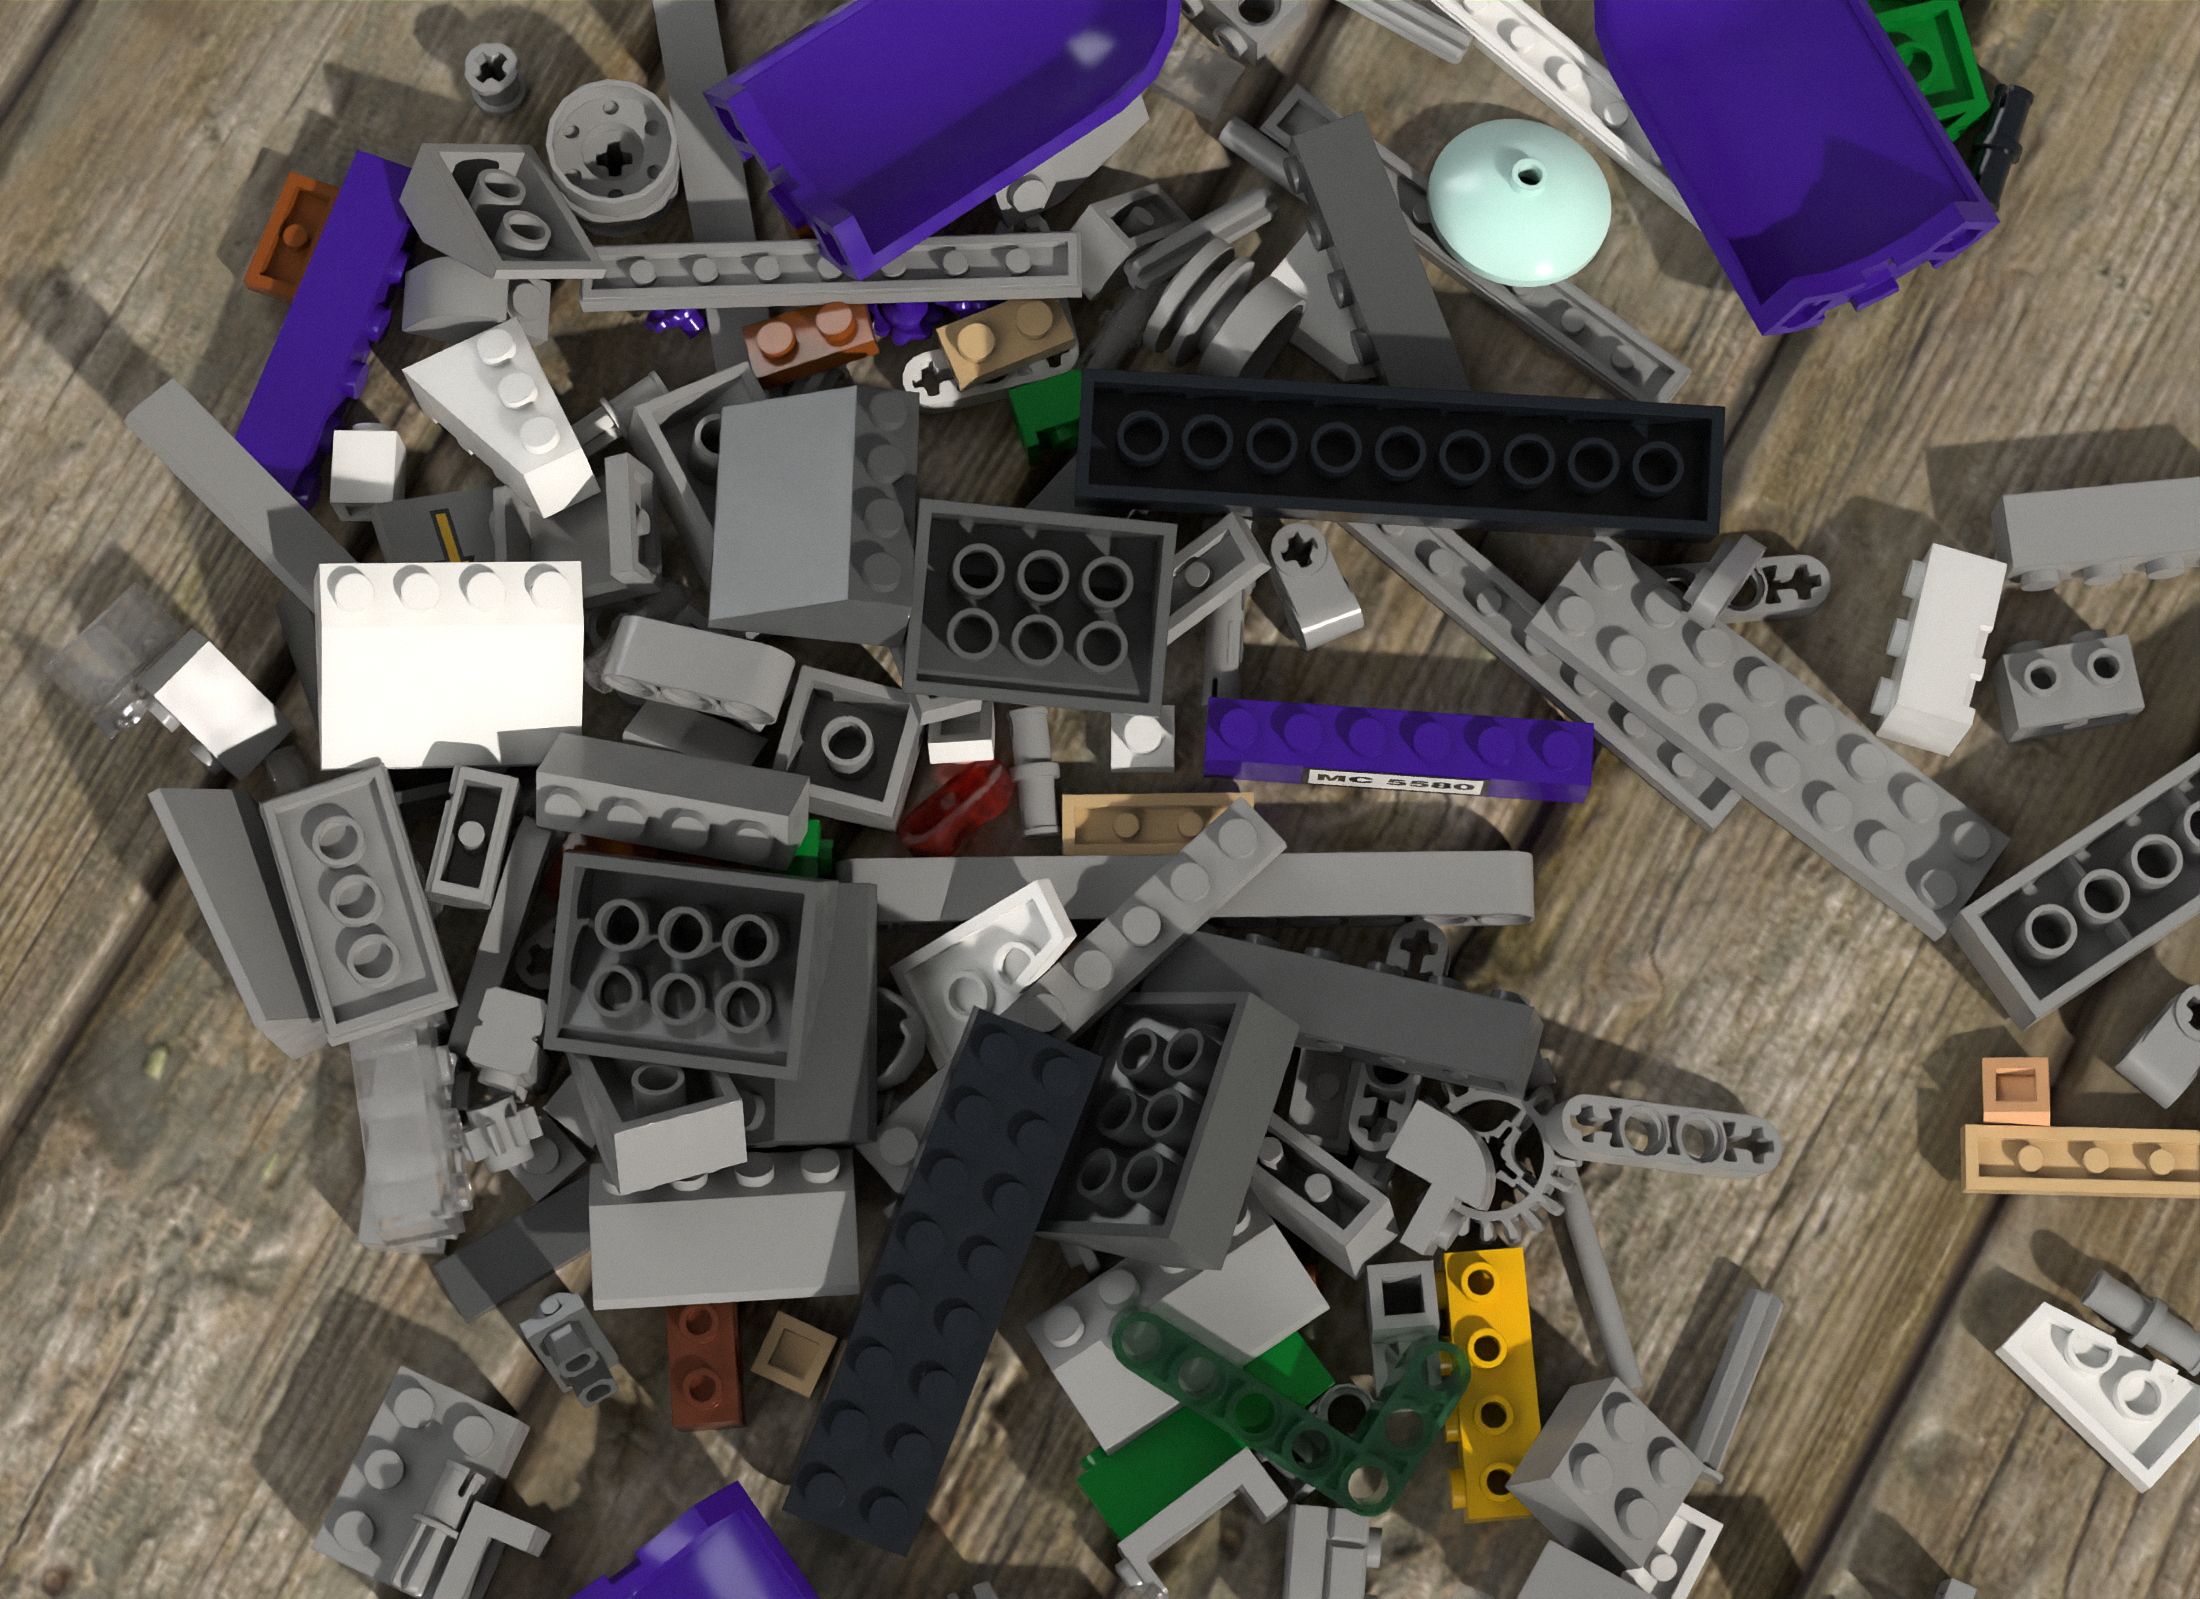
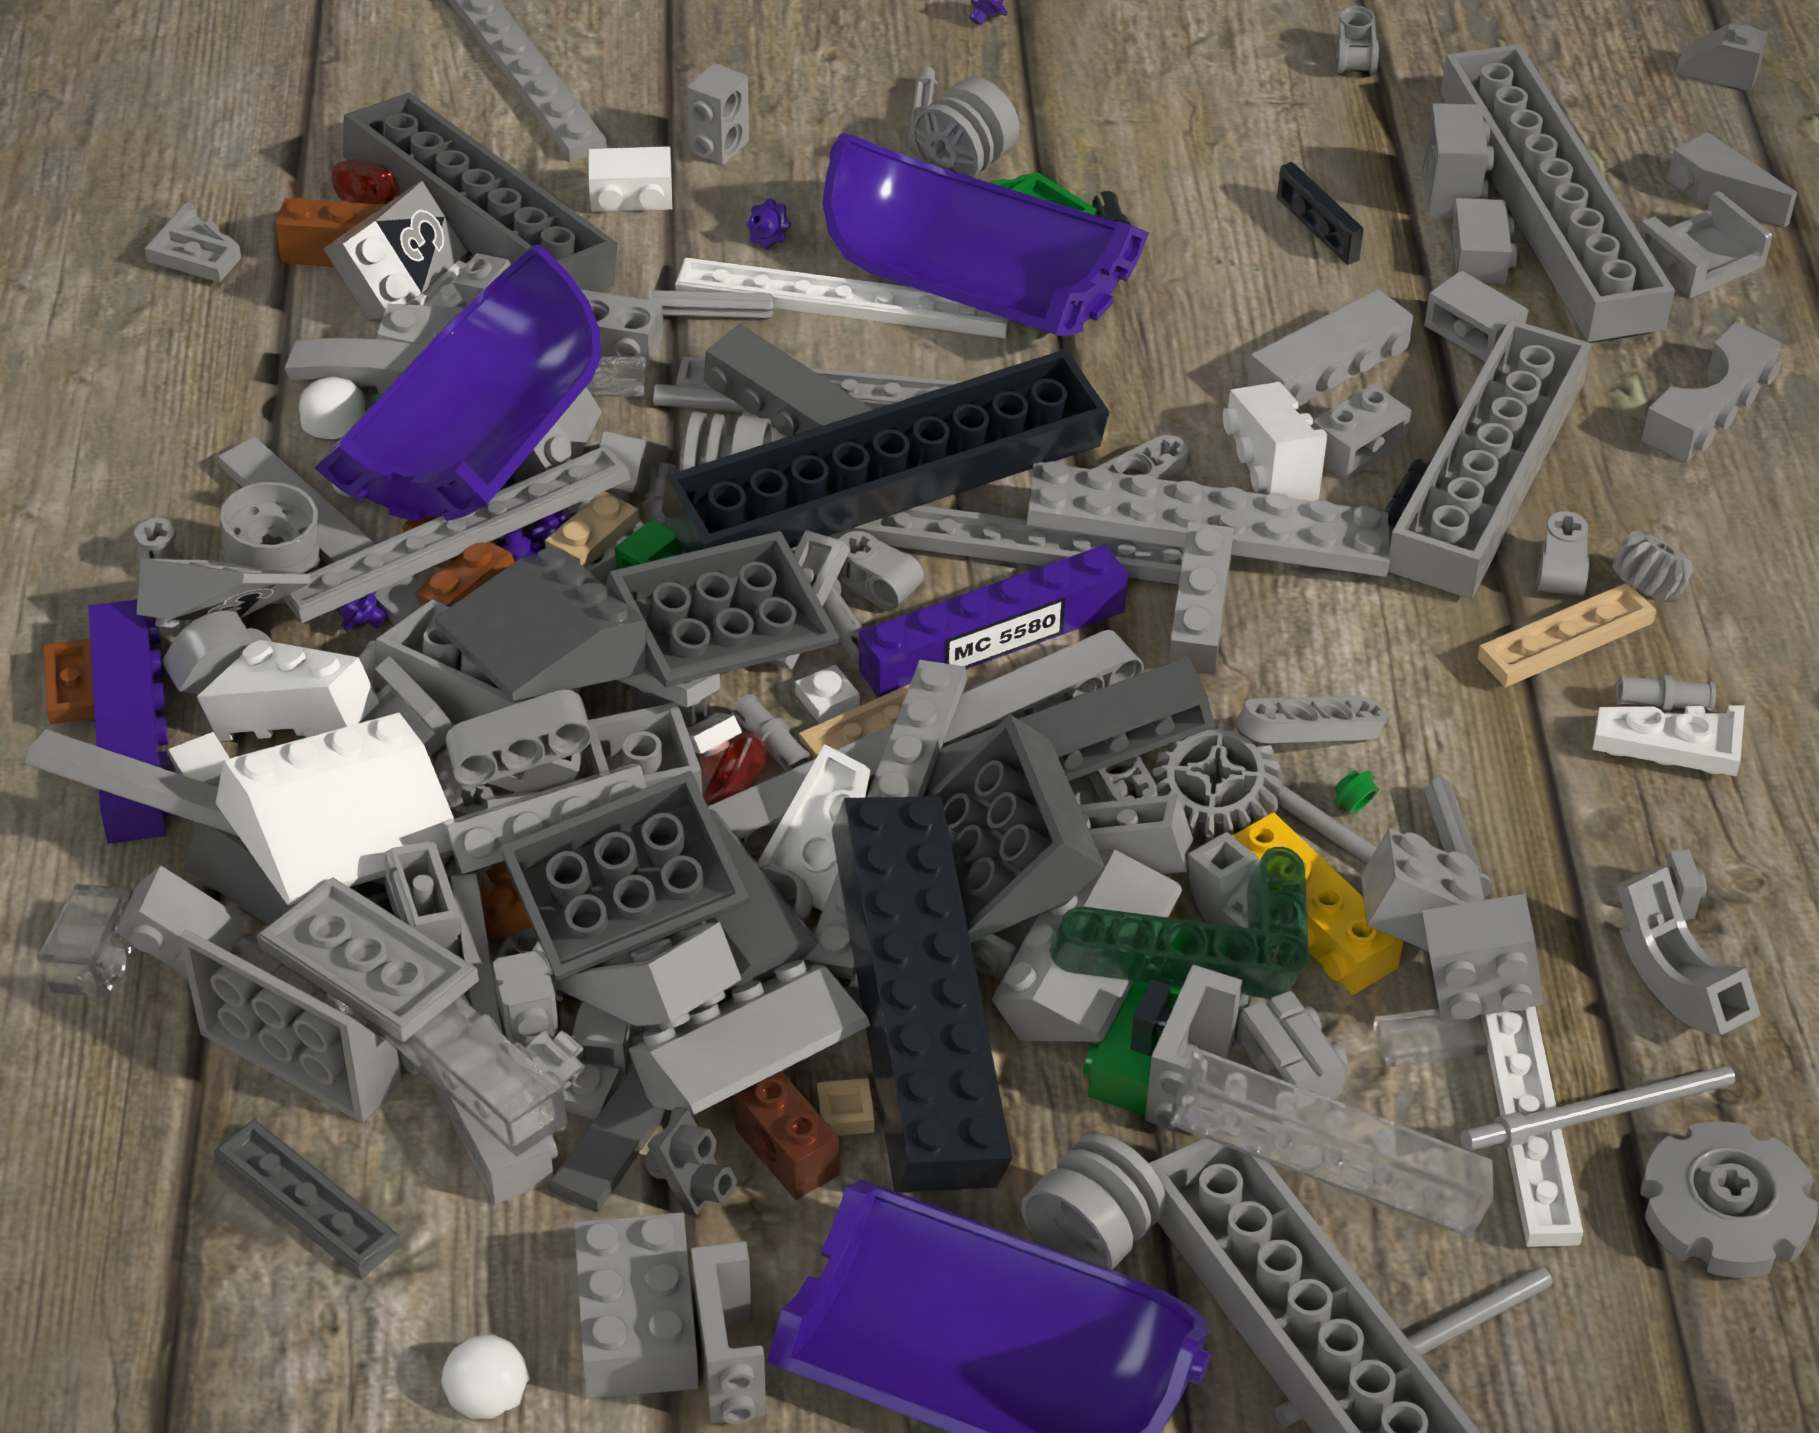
camera: 35 degrees left, 30 degrees down
(180, 1133) = (308, 1198): none -> dark grey tile
(233, 1475) = (484, 1377): none -> white hair
(436, 1528) = (673, 1283): light grey axle -> none
(1170, 1475) = (1151, 1017): none -> black plate
(1173, 252) = (670, 445): light grey axle -> none
(1454, 1162) = (1200, 776): light grey brick -> none
(1512, 228) = (861, 353): light aqua dish -> none
(1658, 1252) = (1355, 791): none -> green plate
(1662, 867) = (1201, 595): none -> light grey brick
(1722, 579) = (1125, 447): light grey plate -> none
(2016, 1091) = (1494, 619): light nougat plate -> none
(2064, 819) = (1405, 490): none -> black axle

